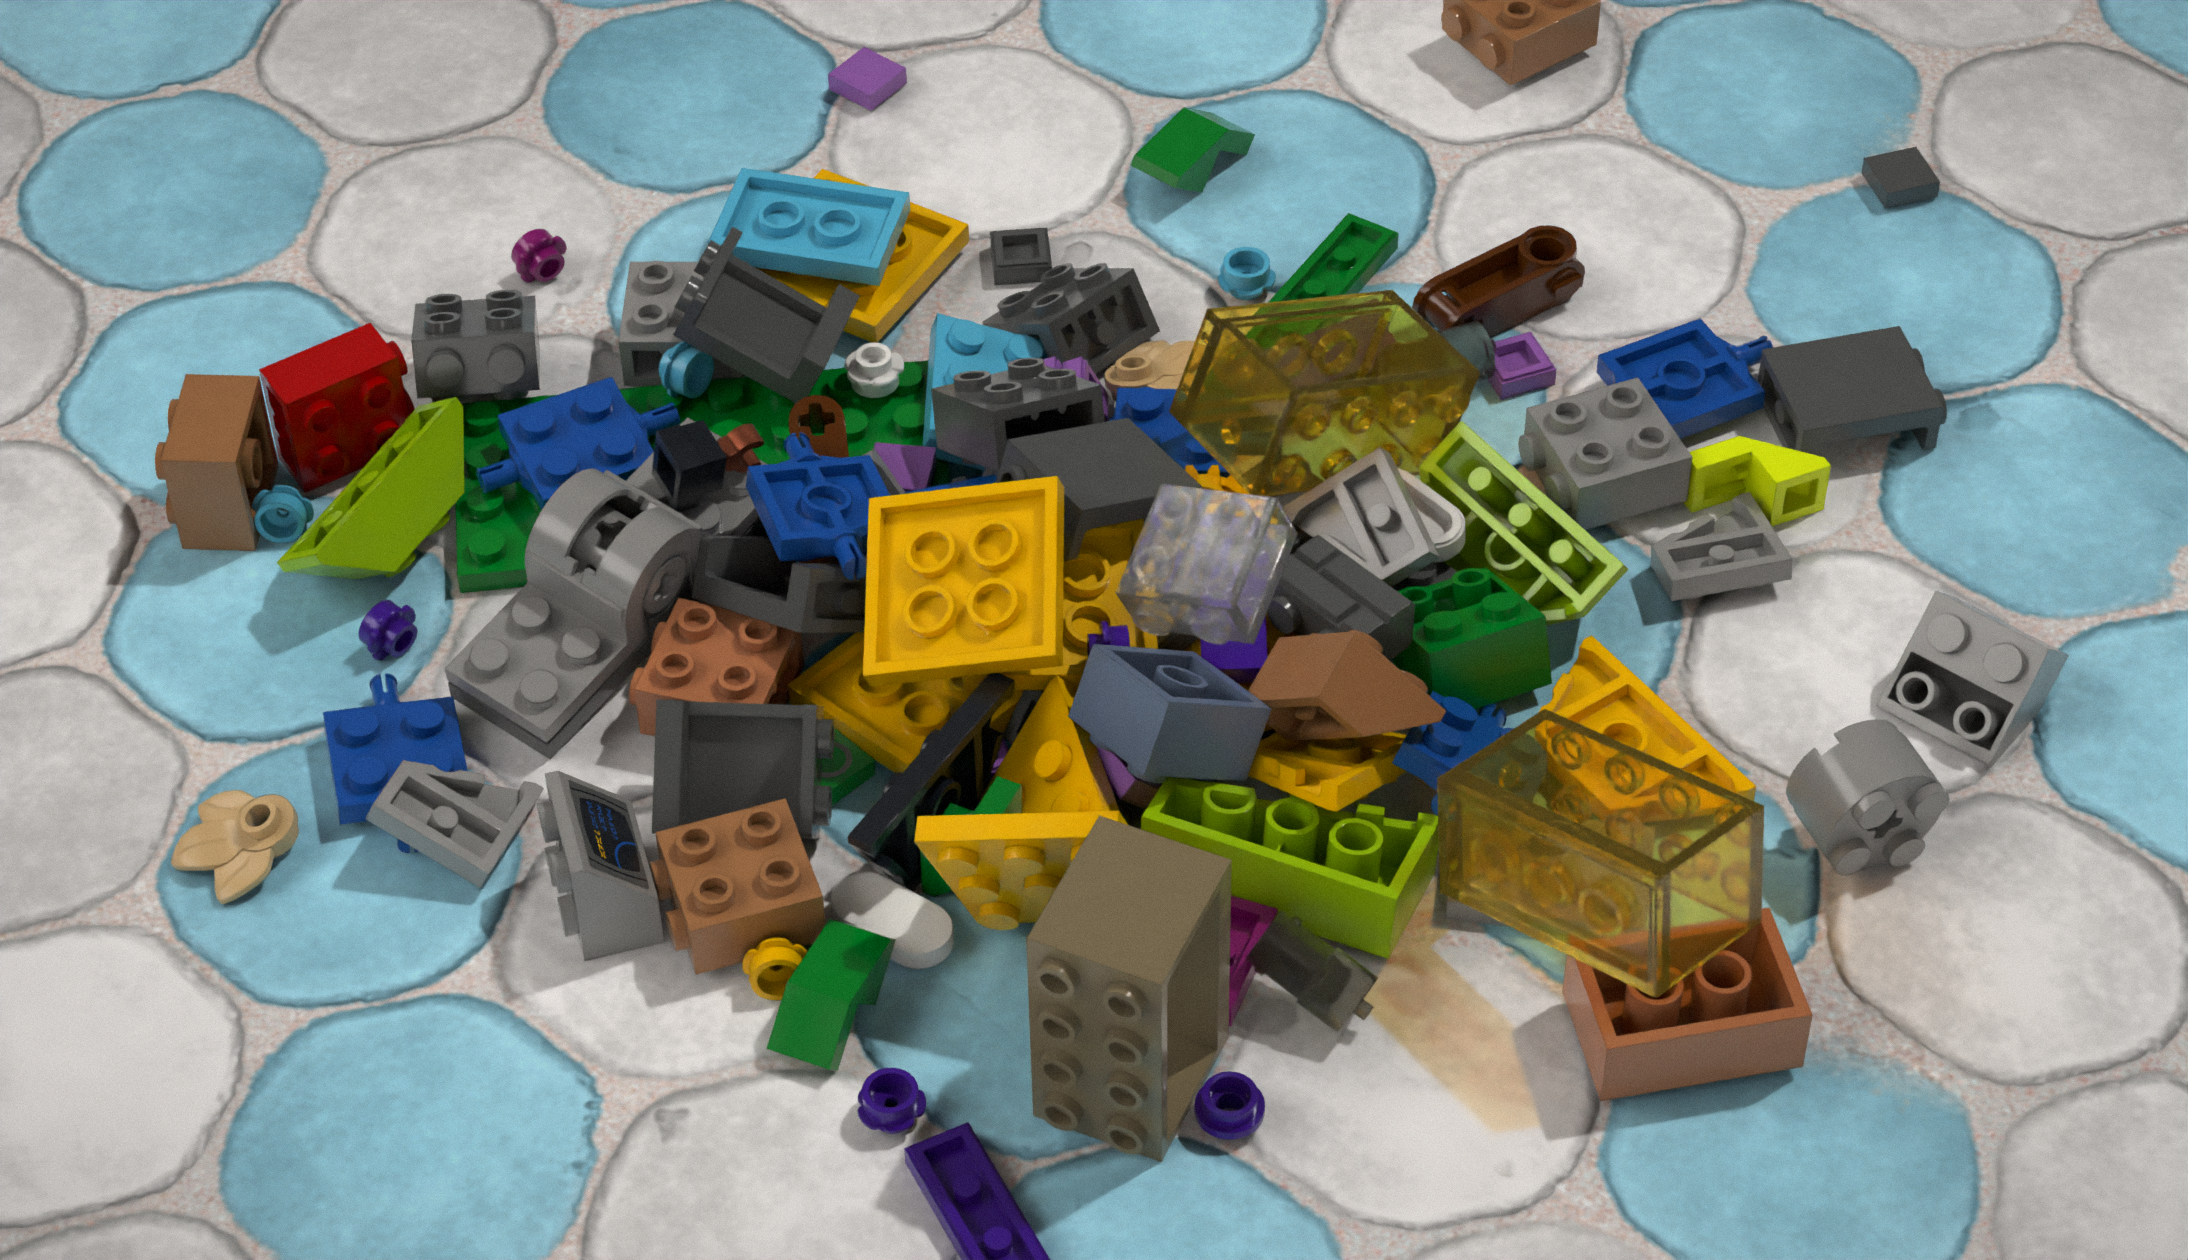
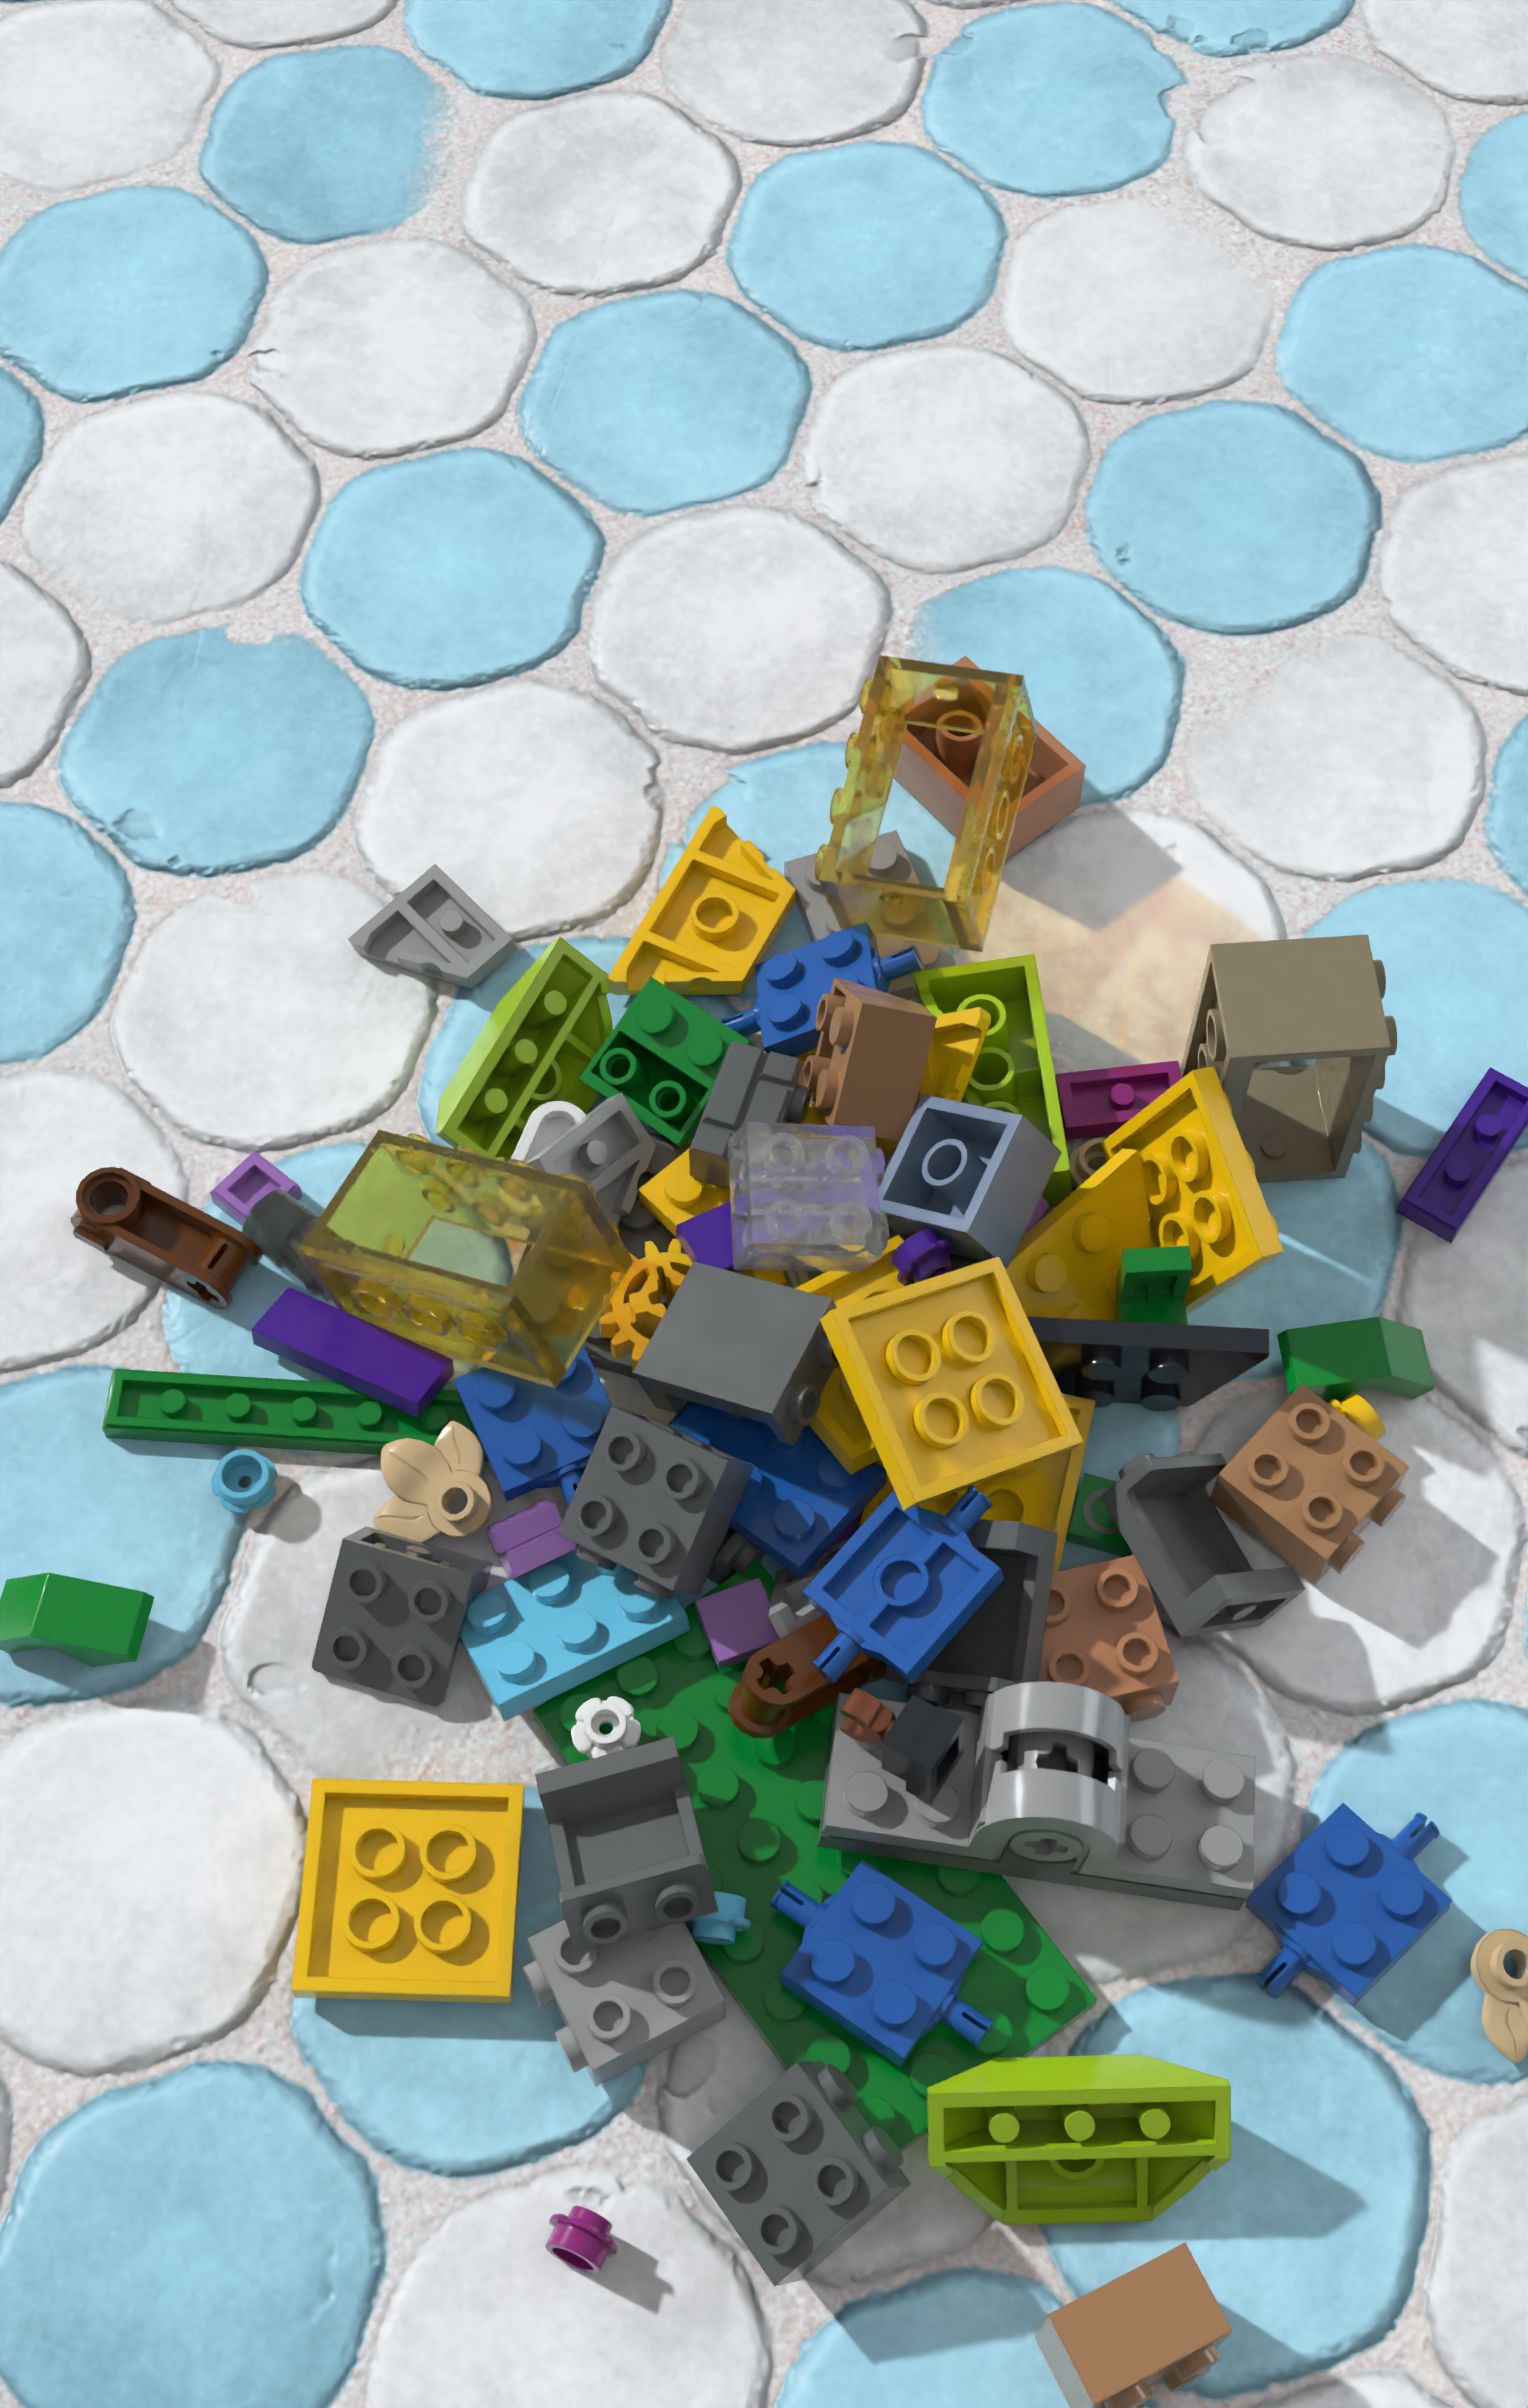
camera: 120 degrees left, 15 degrees up
(277, 524) = (1117, 2249): medium azure plate -> none
(336, 404) = (975, 2258): red brick -> none
(388, 630) = (1205, 2021): dark purple plate -> none
(453, 816) = (1391, 1782): light grey wing -> none
(600, 867) = (1374, 1605): light grey slope -> none
(813, 225) = (423, 1921): medium azure plate -> none
(867, 78) = (79, 2057): medium lavender tile -> none
(886, 908) = (1246, 1400): white tile -> none
(886, 1088) = (1425, 1254): dark purple plate -> none
(1020, 255) = (313, 1722): dark grey tile -> none
(1312, 971) = (1110, 1015): clear smoke piece -> none
(1606, 454) = (374, 1048): light grey brick -> none
(1691, 375) = (223, 1043): blue plate -> none
(1779, 478) = (332, 918): neon yellow slope -> none
(1849, 390) = (190, 901): dark grey panel -> none
(1867, 798) = (700, 712): light grey brick -> none
(1971, 678) = (495, 708): light grey slope -> none

